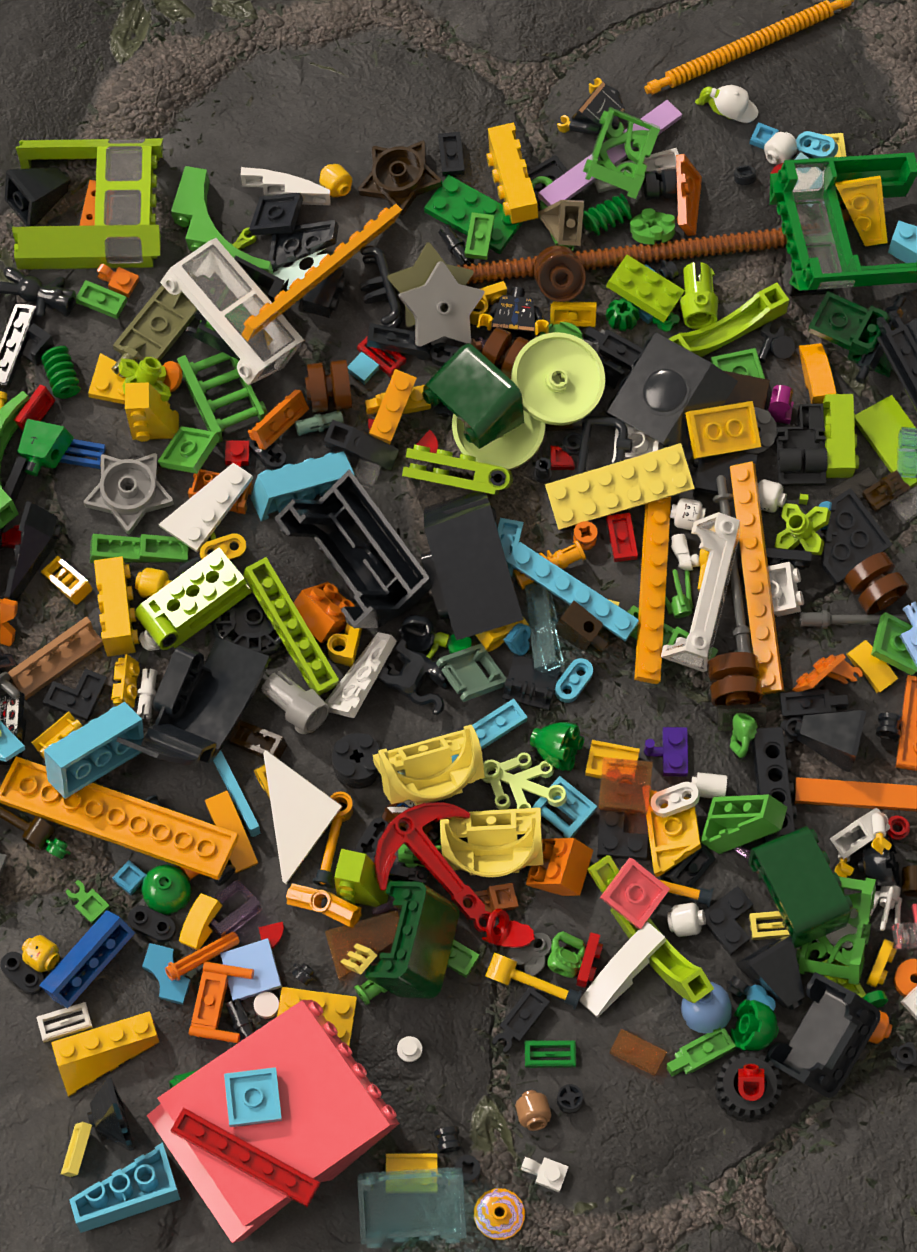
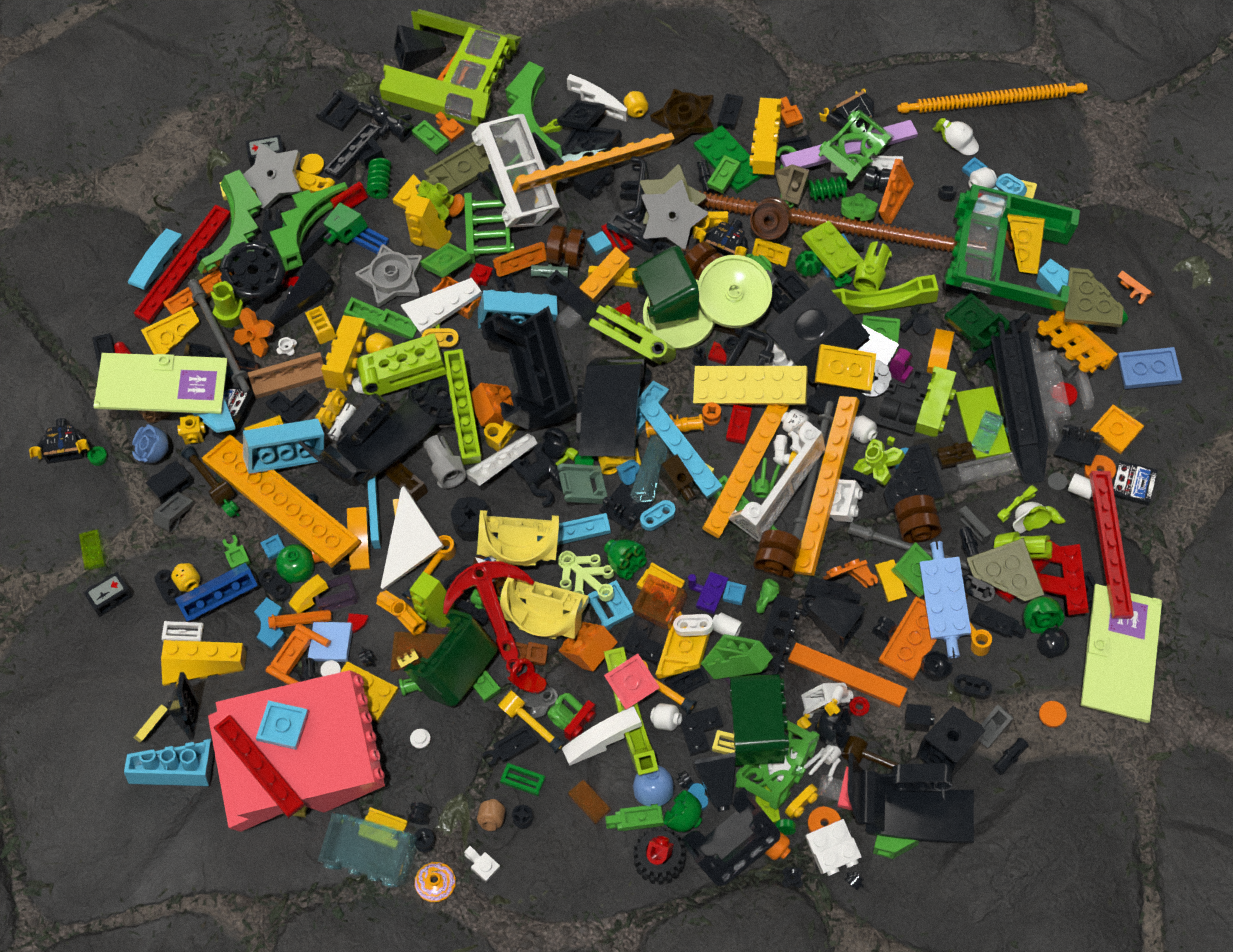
camera: 25 degrees right, 5 degrees down
(36, 615) = (283, 342): none -> white plate
(526, 134) = (790, 114): none -> orange plate
(700, 743) = (734, 593): none -> dark azure tile

